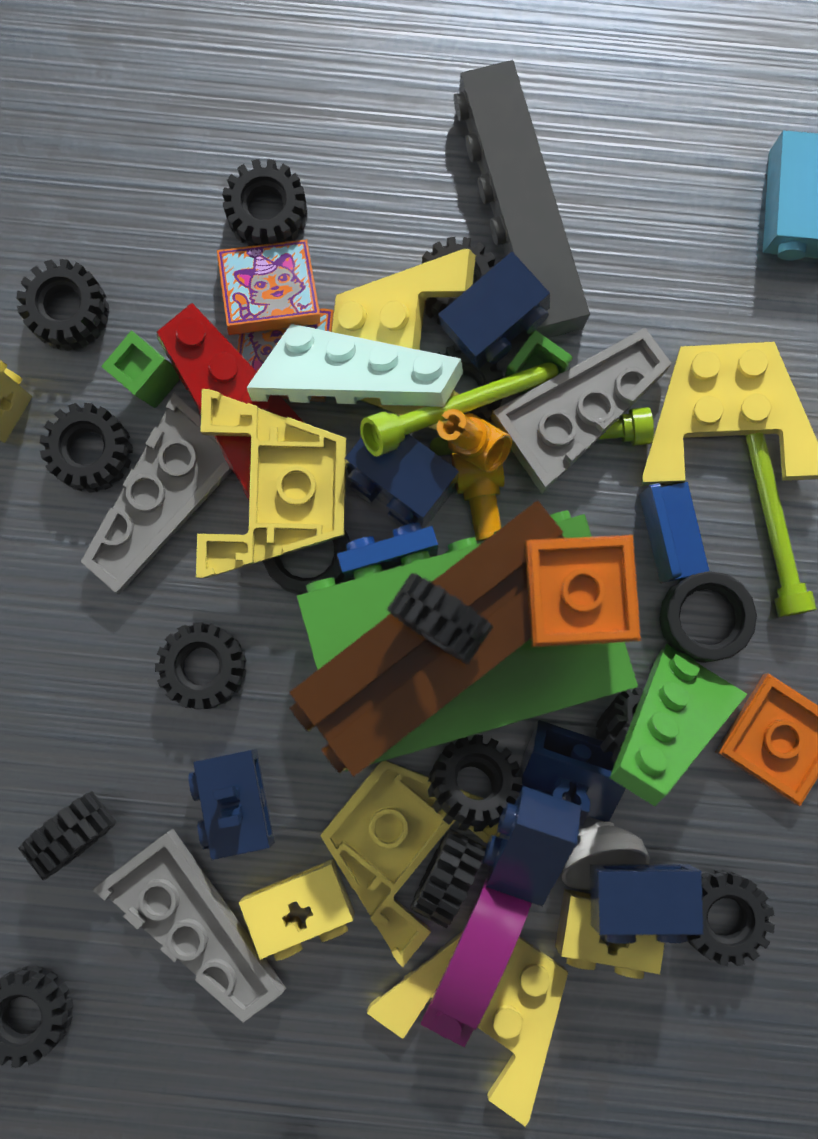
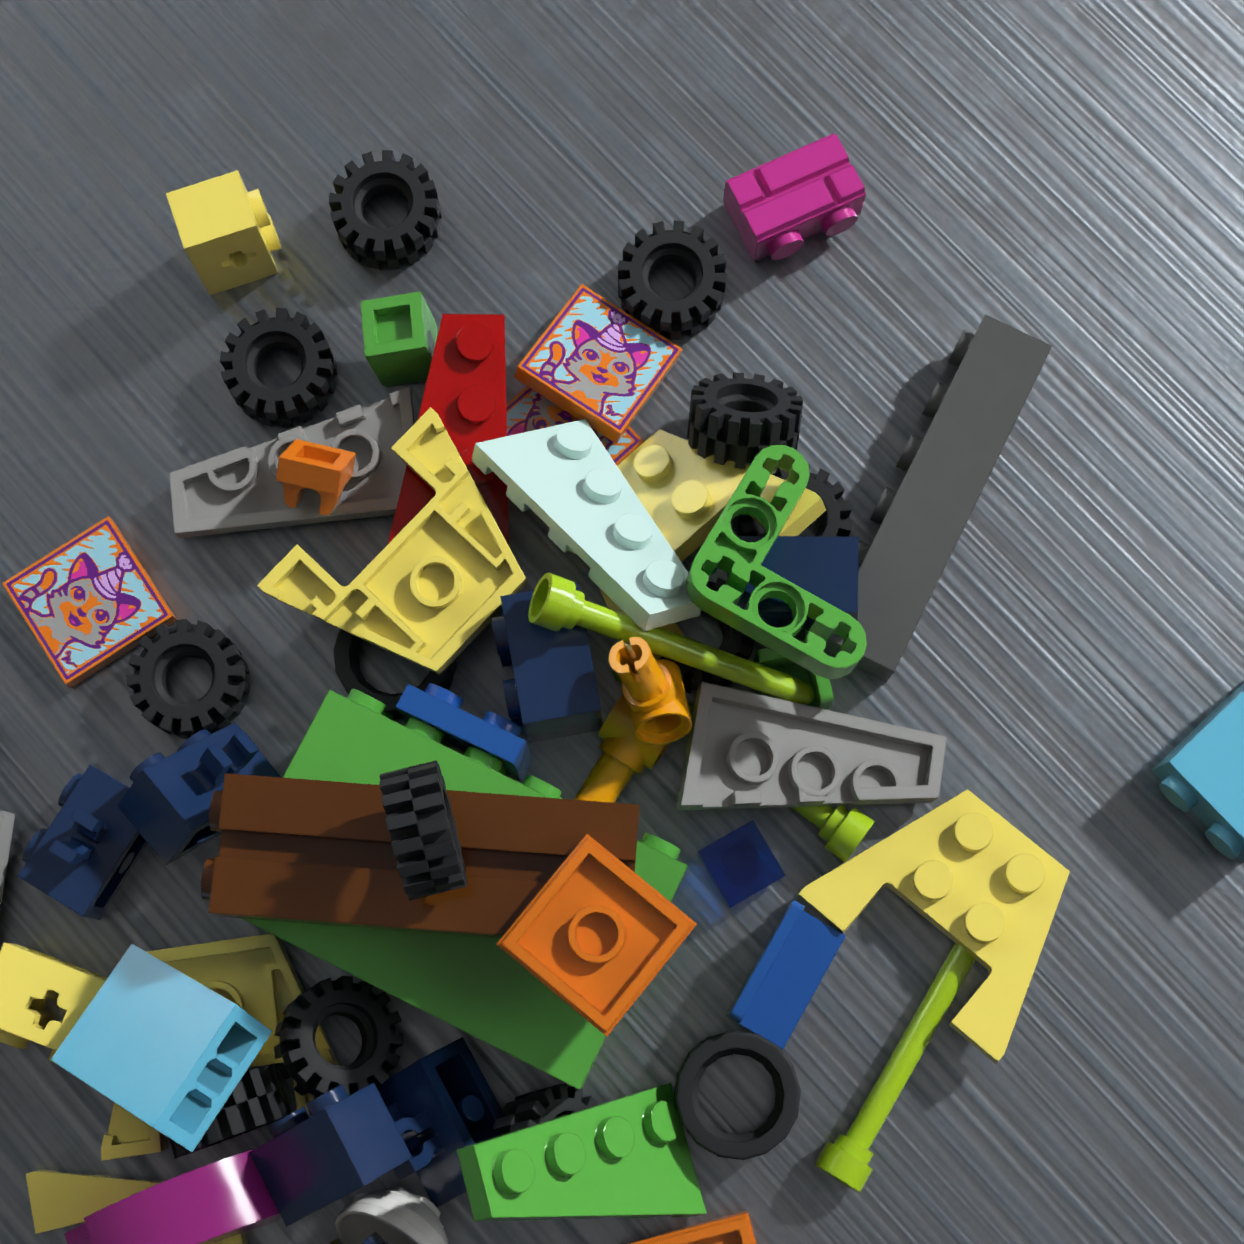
camera: 45 degrees right, 5 degrees down
(101, 675) = (89, 602): none -> tile
(166, 482) = (315, 468): none -> orange tile
(266, 730) = (175, 792): none -> dark blue brick
(292, 99) = (795, 199): none -> dark pink brick
(382, 246) = (742, 417): none -> black tyre
(387, 875) = (162, 1046): none -> medium azure brick
(467, 321) = (744, 565): none -> bright green beam
(598, 494) = (741, 864): none -> clear blue plate

